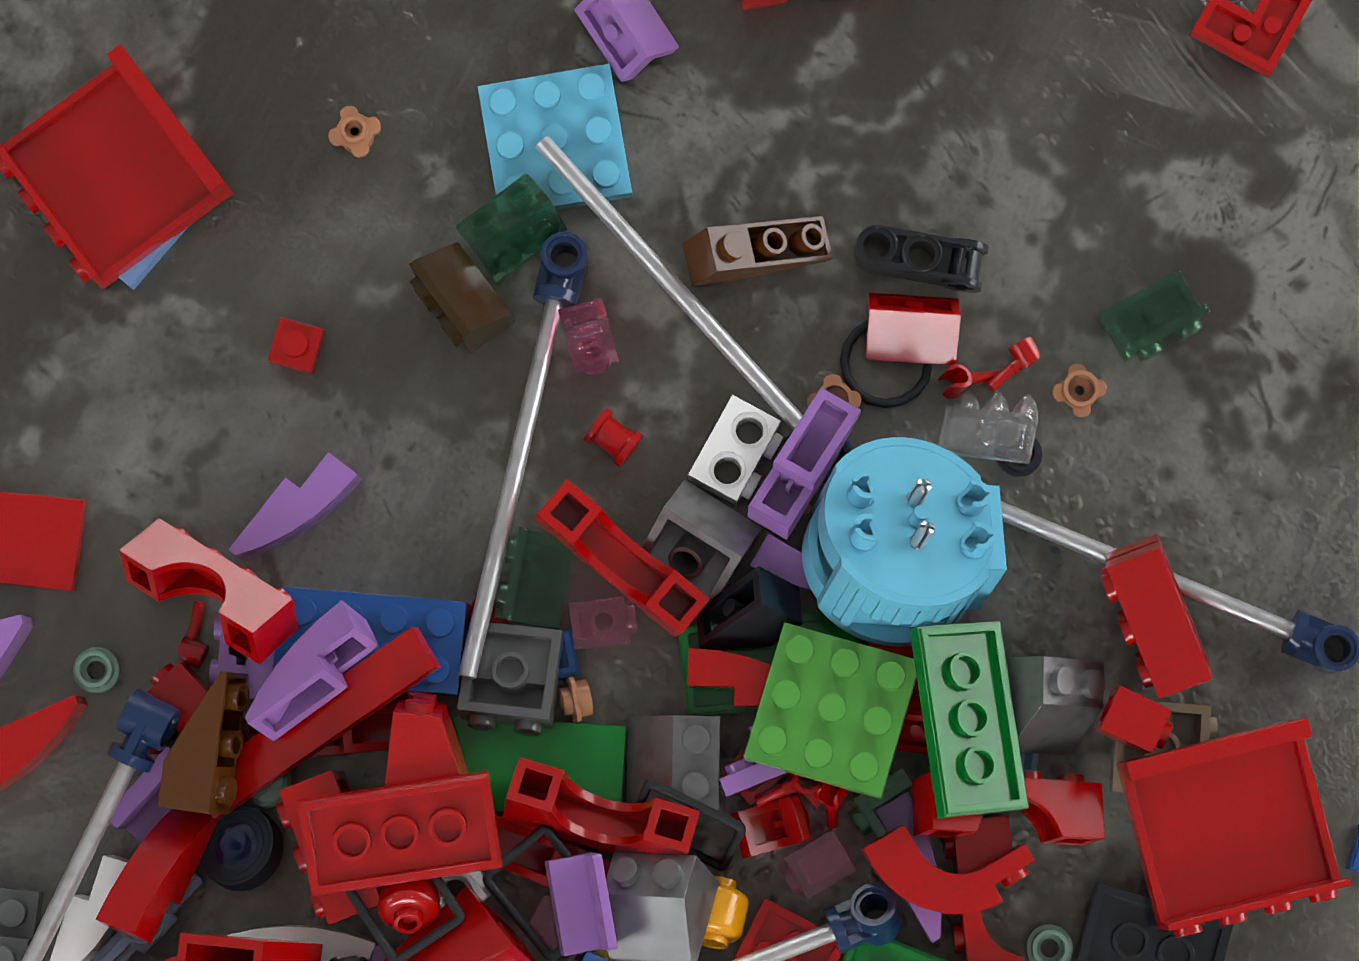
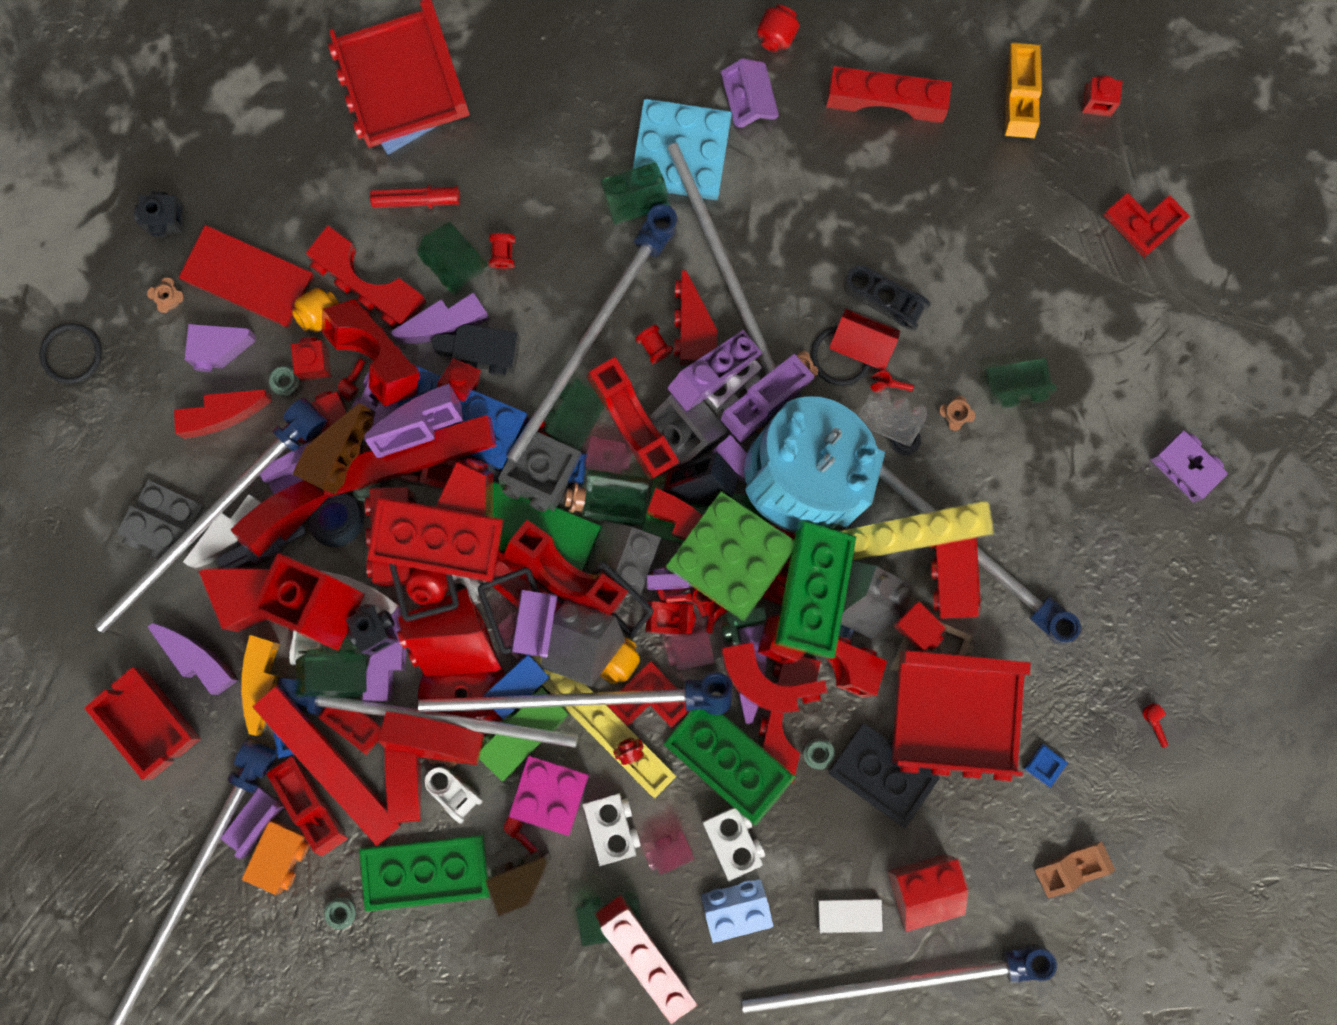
camera: 15 degrees right, 0 degrees up
(99, 553) = (309, 308): none -> light orange head
(111, 465) = (336, 256): none -> red arch
(125, 627) = (310, 359): none -> red brick
(195, 339) = (415, 197): none -> red axle
(277, 409) = (450, 257): none -> clear green bracket
(296, 345) = (476, 222): red plate -> none
(347, 375) = (501, 251): none -> red bush
(354, 583) = (461, 377): none -> red bracket
(359, 143) = (558, 110): nougat plate -> none
(365, 528) = (481, 348): none -> black hinge
(465, 299) = (591, 229): dark brown slope -> none
(589, 343) = (660, 276): clear pink brick -> none
(634, 678) = (615, 497): none -> clear green bracket
(669, 397) = (696, 325): none -> red slope
(714, 449) = (713, 370): none -> medium lavender slope
(755, 249) = (783, 257): reddish brown slope -> none
(1024, 355) = (930, 380): red hand -> none
(1090, 583) = (922, 530): none -> light yellow plate

